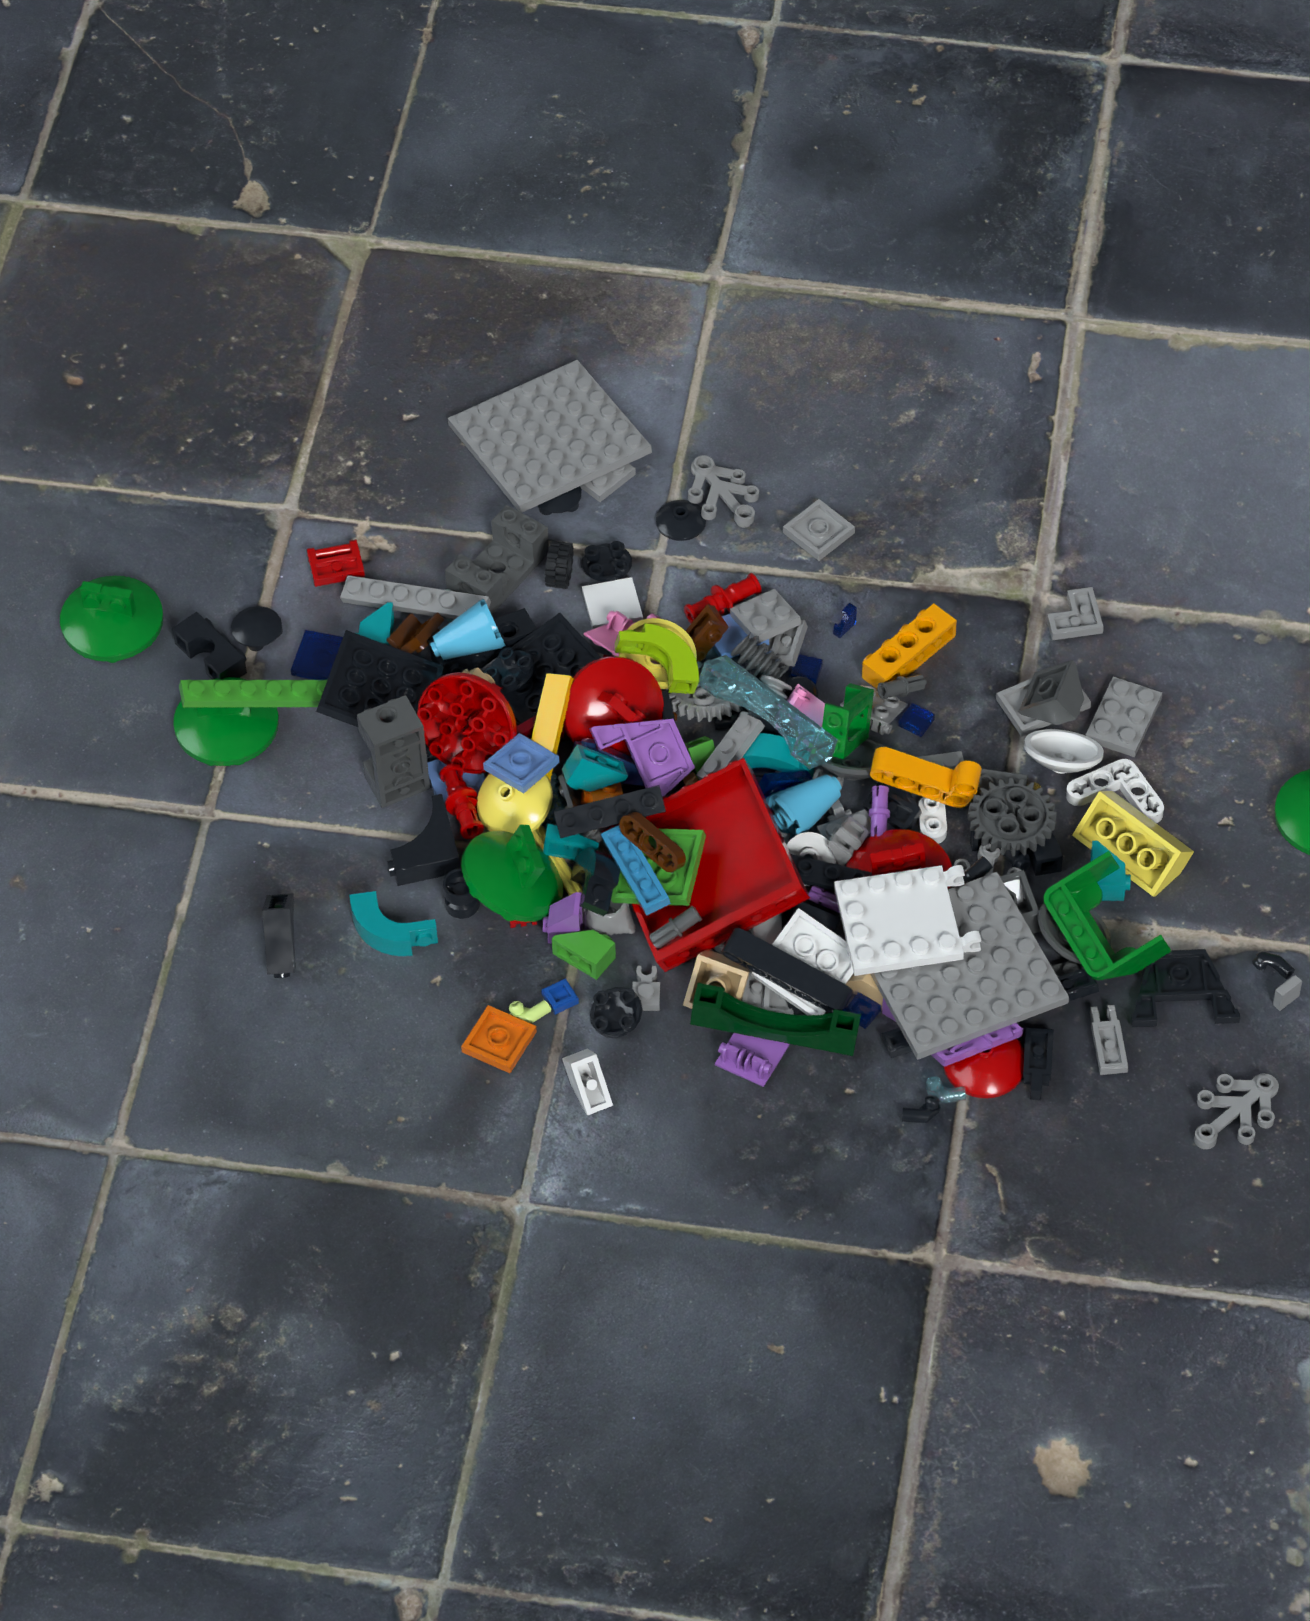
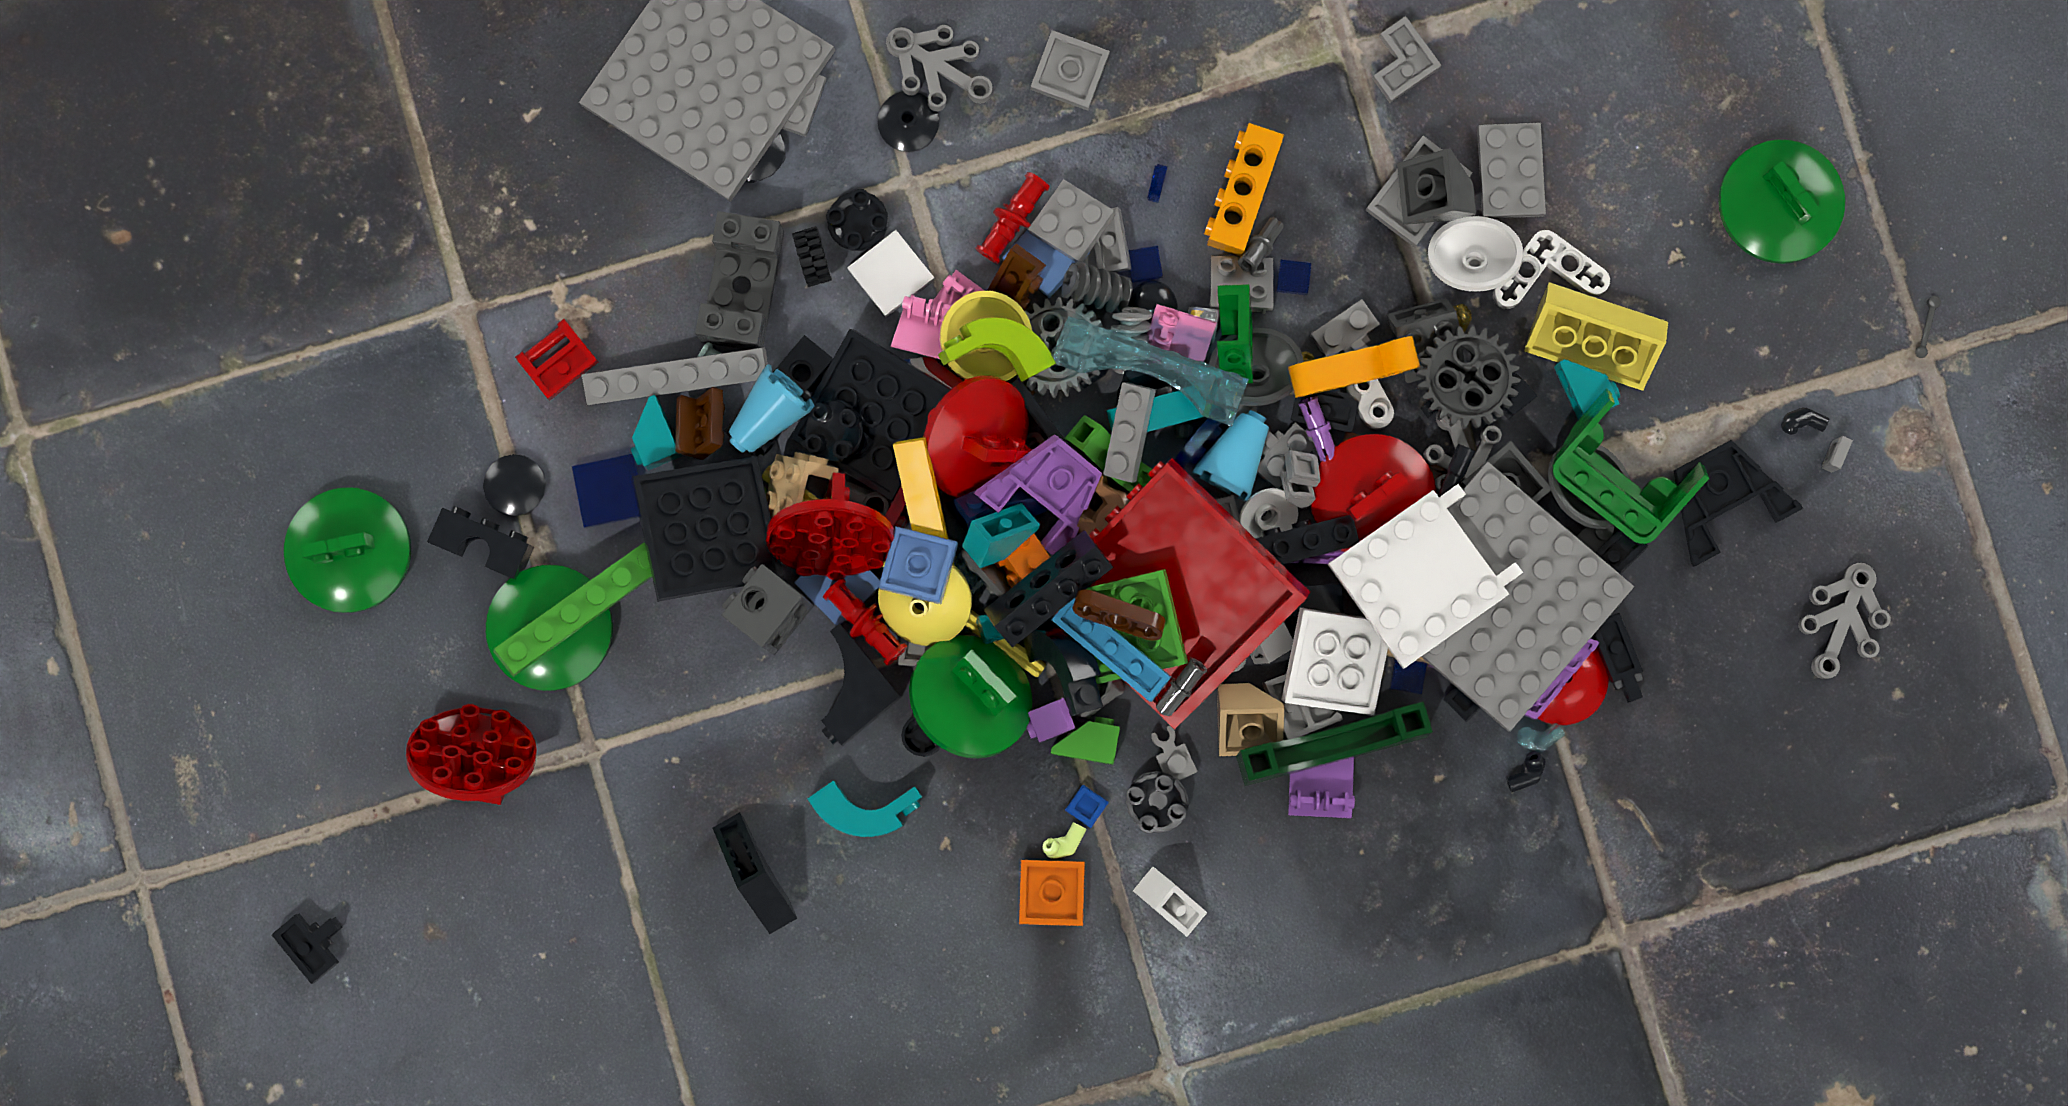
camera: 25 degrees left, 30 degrees up
(117, 772) = (471, 754): none -> red bracket
(786, 971) = (1324, 689): black beam -> none
(1108, 1042) = (1679, 598): light grey hinge -> none

